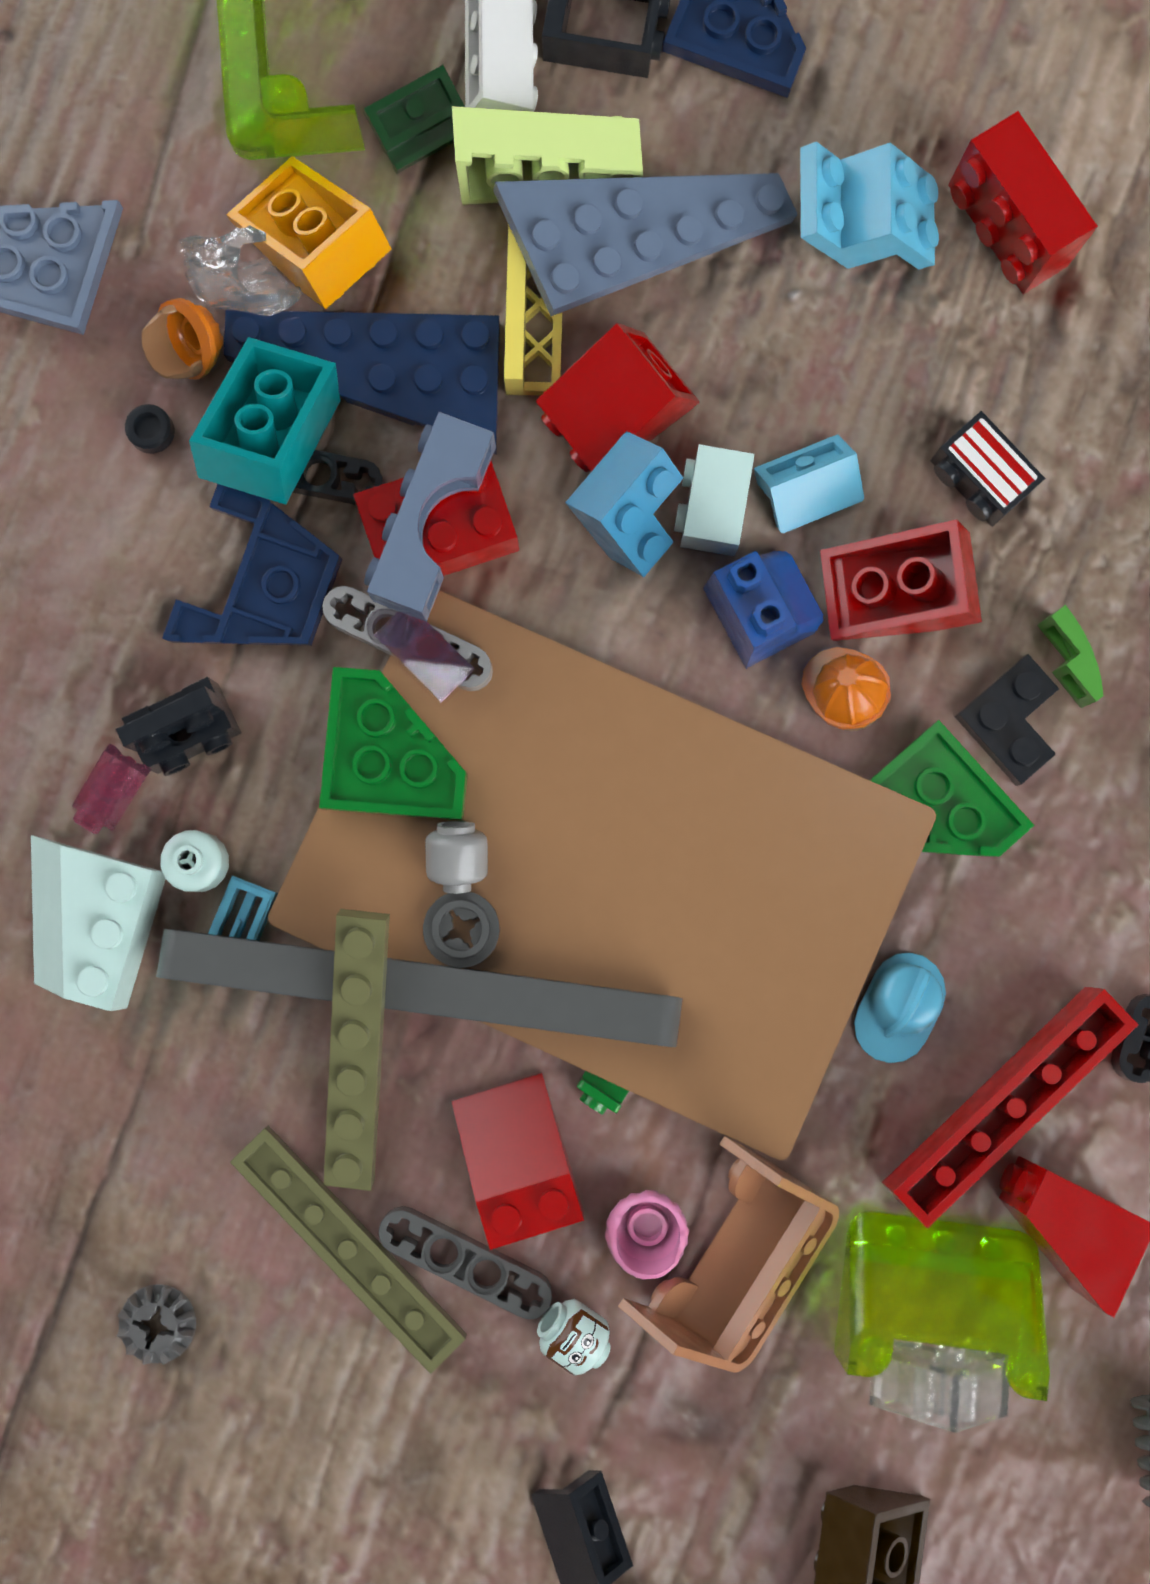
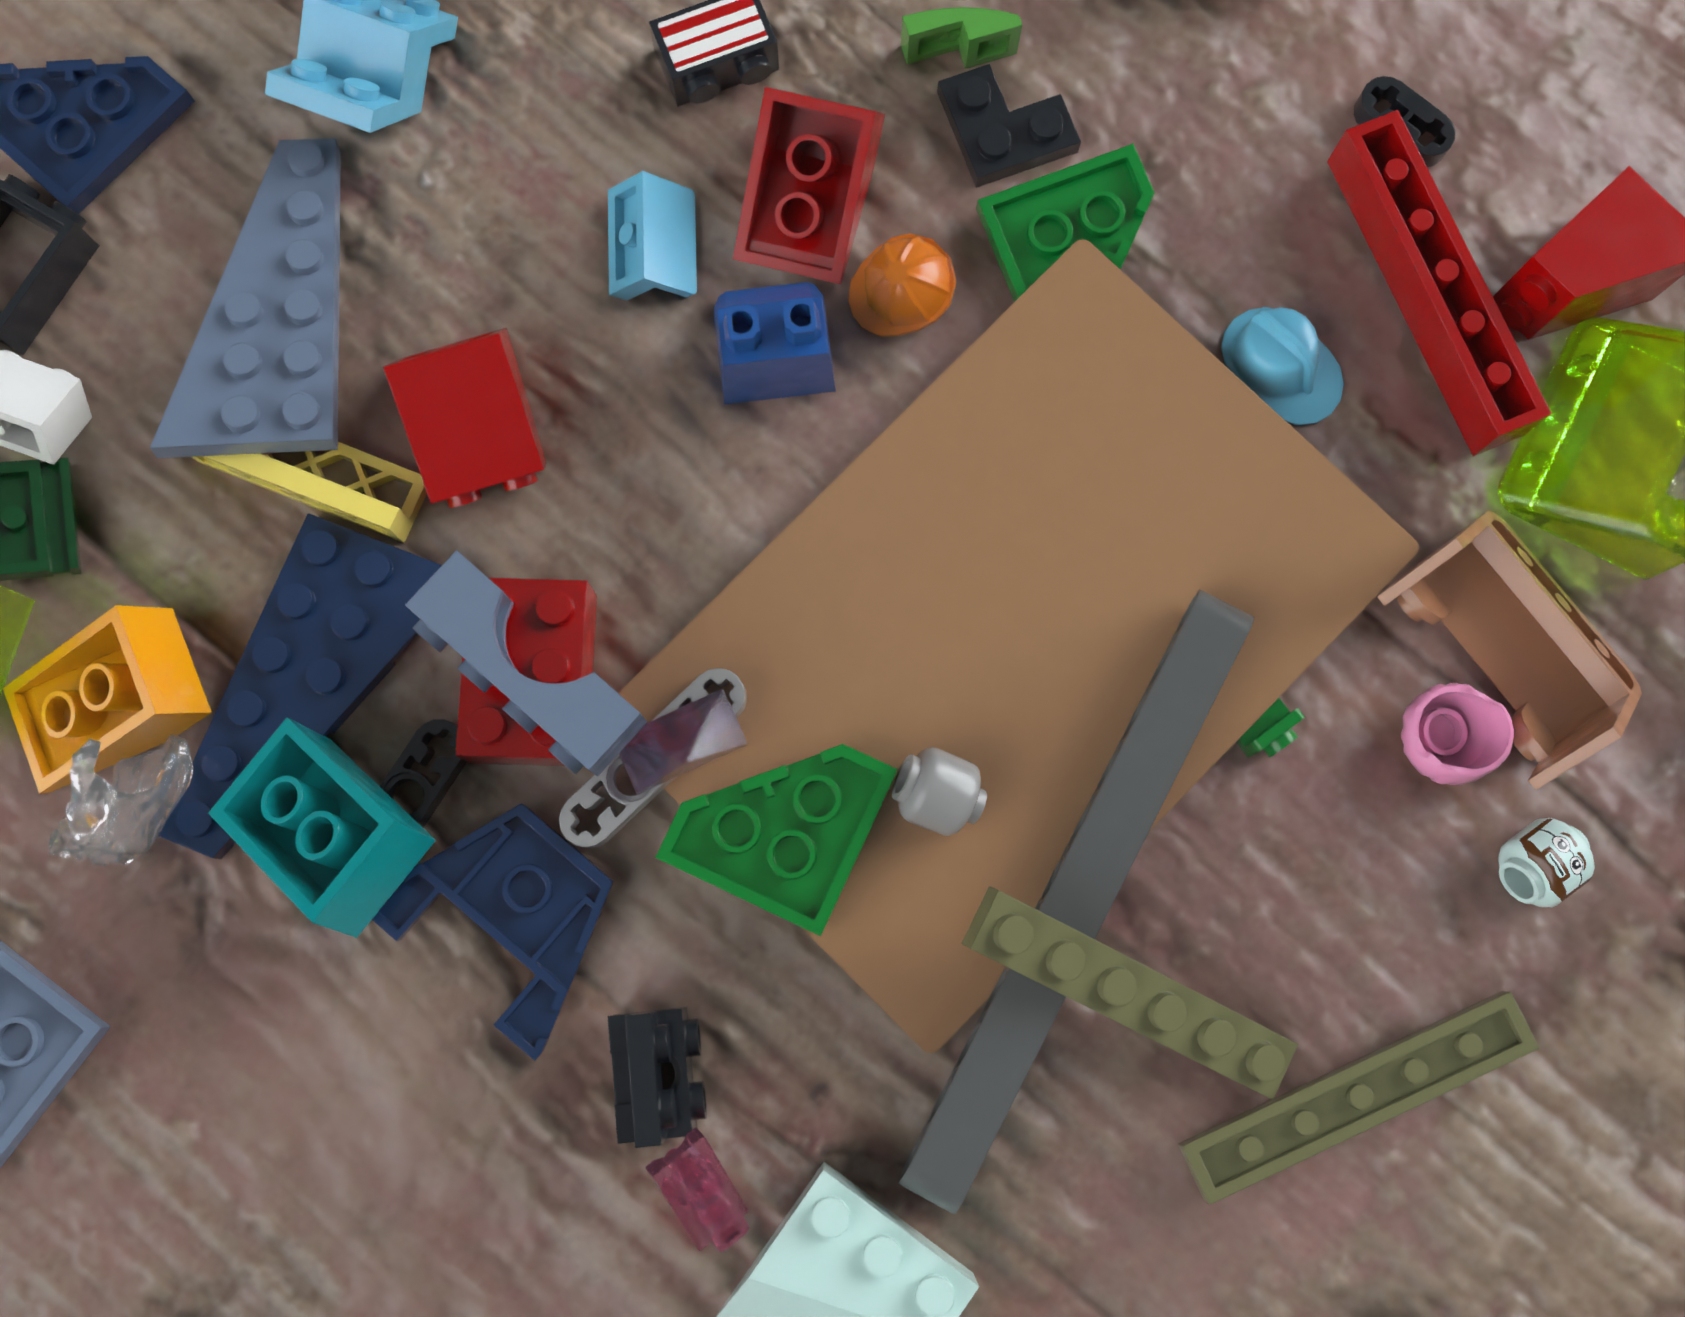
camera: 70 degrees left, 5 degrees down
(149, 428) = (265, 985): black tile -> none
(182, 340) = (174, 900): piece -> none
(210, 863) = (833, 1093): light aqua head -> none
(228, 900) = (885, 1061): medium azure tile -> none
(455, 951) = (1043, 795): dark grey gear -> none
(461, 1270) = (1424, 969): dark grey beam -> none
(517, 1161) = (1321, 854): red slope -> none
(540, 146) = (126, 389): yellowish green wedge -> none
(620, 502) = (592, 443): dark azure brick -> none
(715, 501) = (631, 346): light aqua brick -> none

